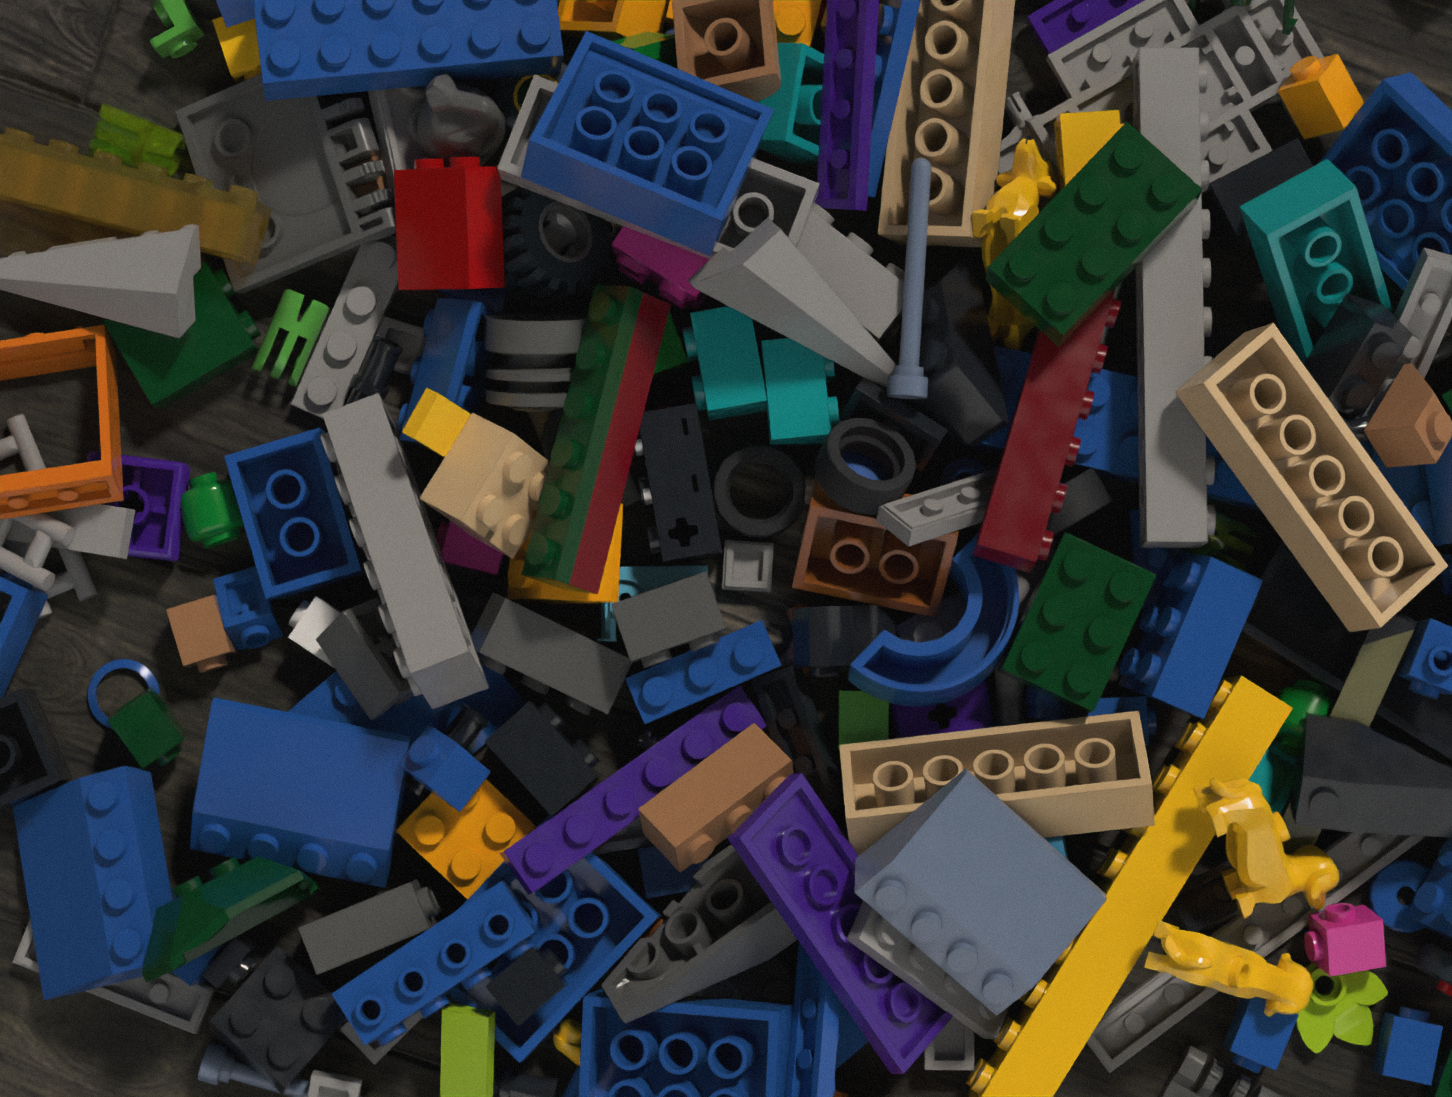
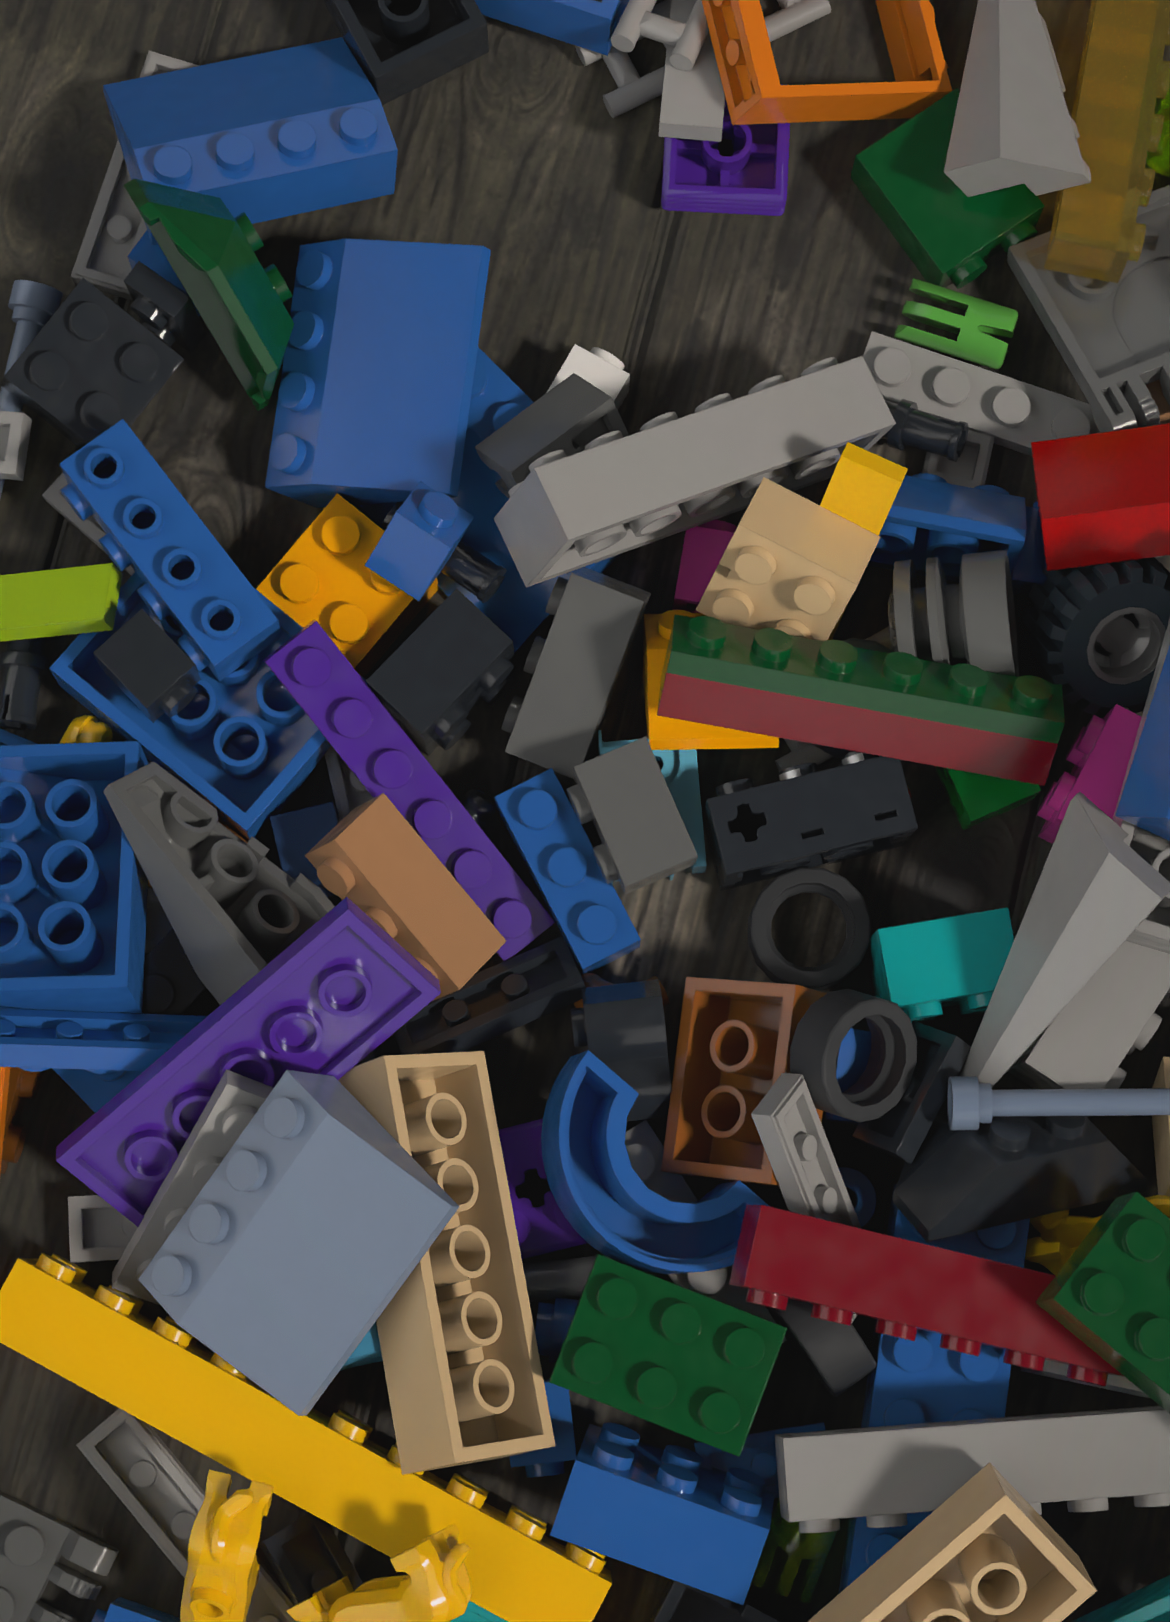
camera: 85 degrees right, 5 degrees down
(105, 669) = (497, 195): blue piece -> none
(148, 728) = (448, 187): dark green brick -> none
(201, 634) = (573, 244): medium nougat brick -> none
(211, 511) = (728, 245): green head -> none
(245, 611) = (608, 297): blue bracket -> none
(294, 515) = (728, 333): blue brick -> none
(370, 925) = (216, 470): dark grey brick -> none
(727, 362) = (974, 868): teal brick -> none
(747, 566) = (710, 923): light grey tile -> none
(861, 718) = (521, 1082): bright green brick -> none

